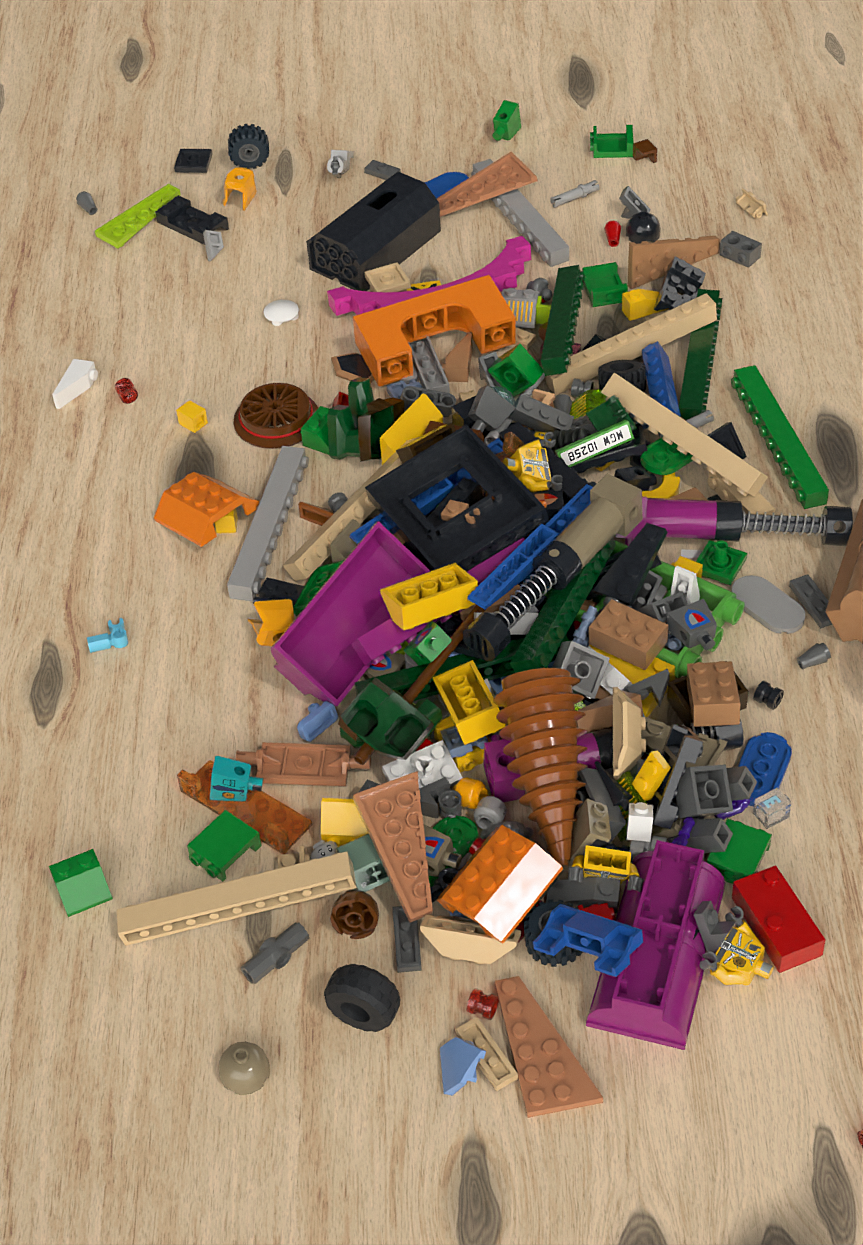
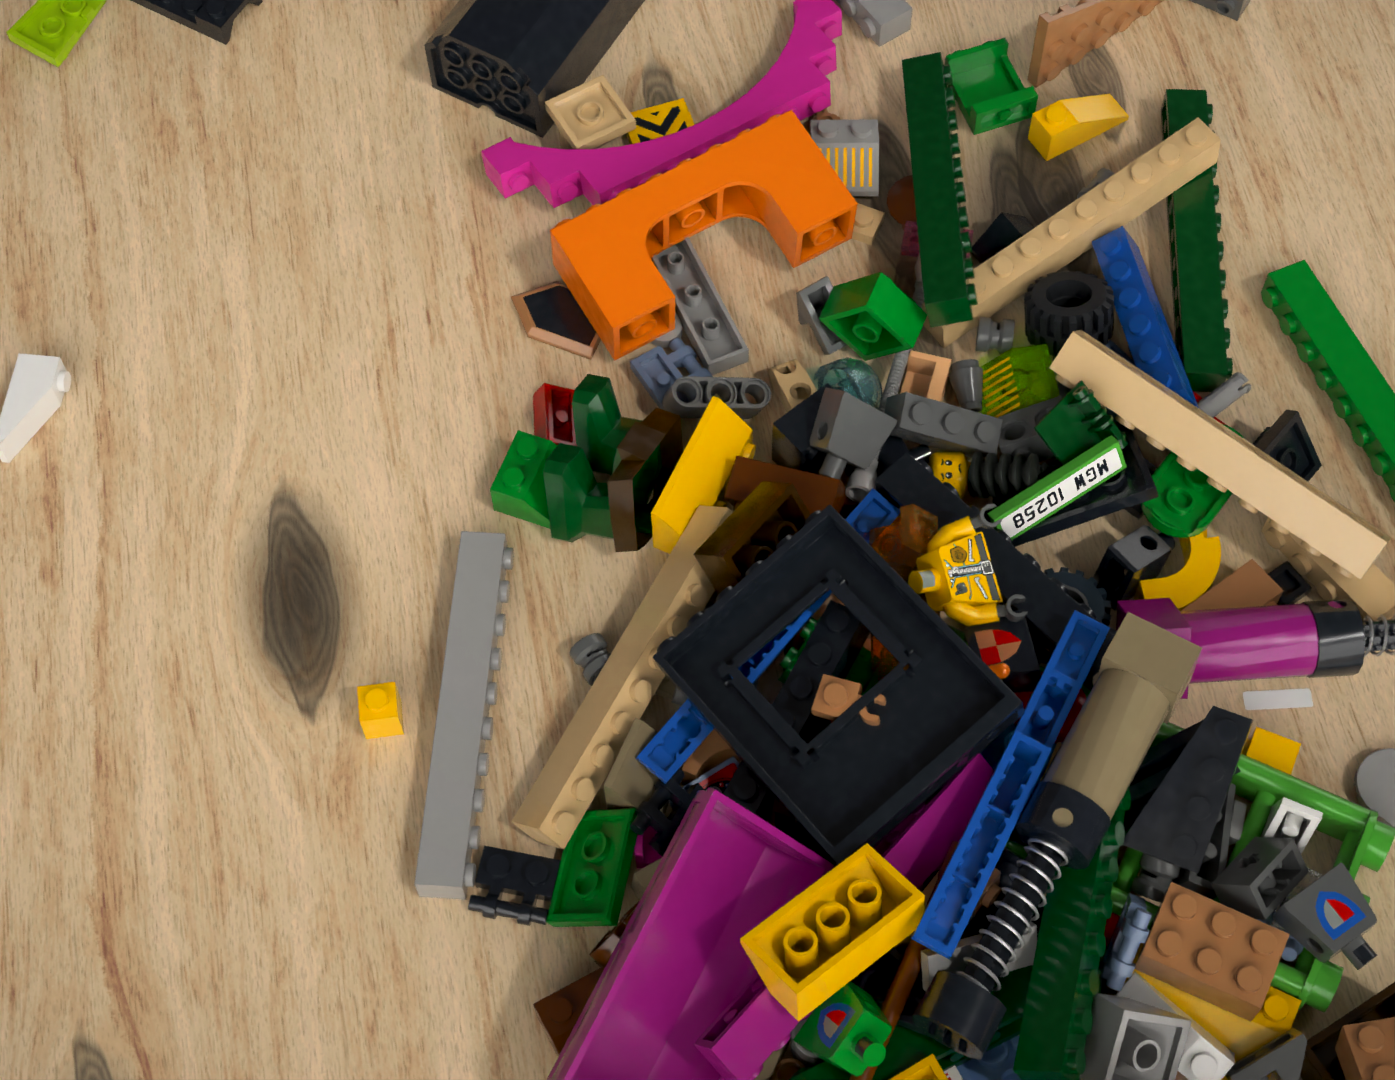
camera: 10 degrees left, 15 degrees up
(117, 638) = (220, 1026): medium azure bar -> none
(126, 390) = (134, 416): clear red wheel -> none
(192, 416) = (272, 466): yellow panel -> none
(197, 503) = (332, 691): orange slope -> none
(213, 243) = (240, 44): light grey tile -> none
(257, 414) = (429, 446): reddish brown piece -> none
(275, 617) = (521, 967): light orange piece -> none
(281, 311) = (397, 194): white dish -> none
(314, 513) = (556, 679): dark orange slope -> none
(459, 360) = (755, 290): medium nougat slope -> none
(541, 285) = (872, 105): dark grey animal -> none
(542, 311) = (893, 161): lime panel -> none
(682, 279) = (1134, 69): black piece -> none
(721, 561) = (1325, 722): green plate -> none

